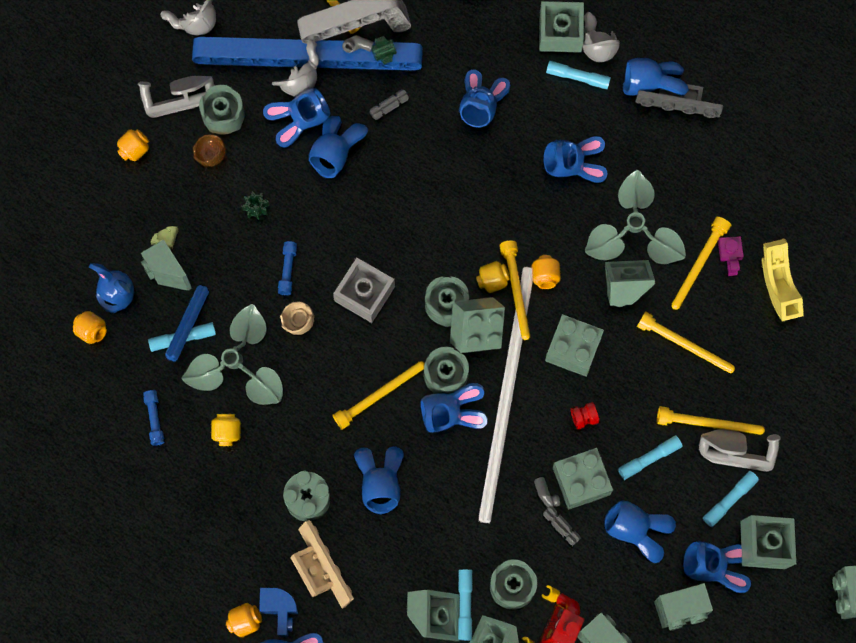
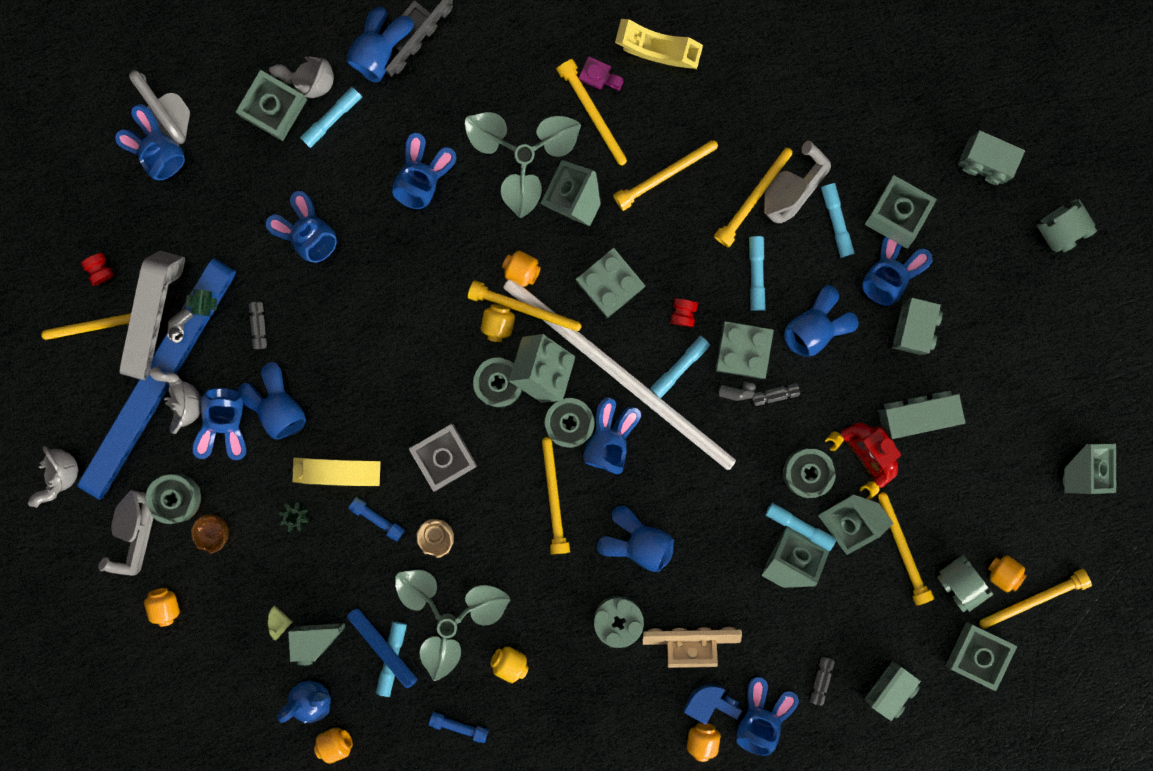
camera: 60 degrees left, 15 degrees up
(309, 217) = (336, 472): none -> light yellow arch
(526, 433) = (691, 355): none -> medium azure piece

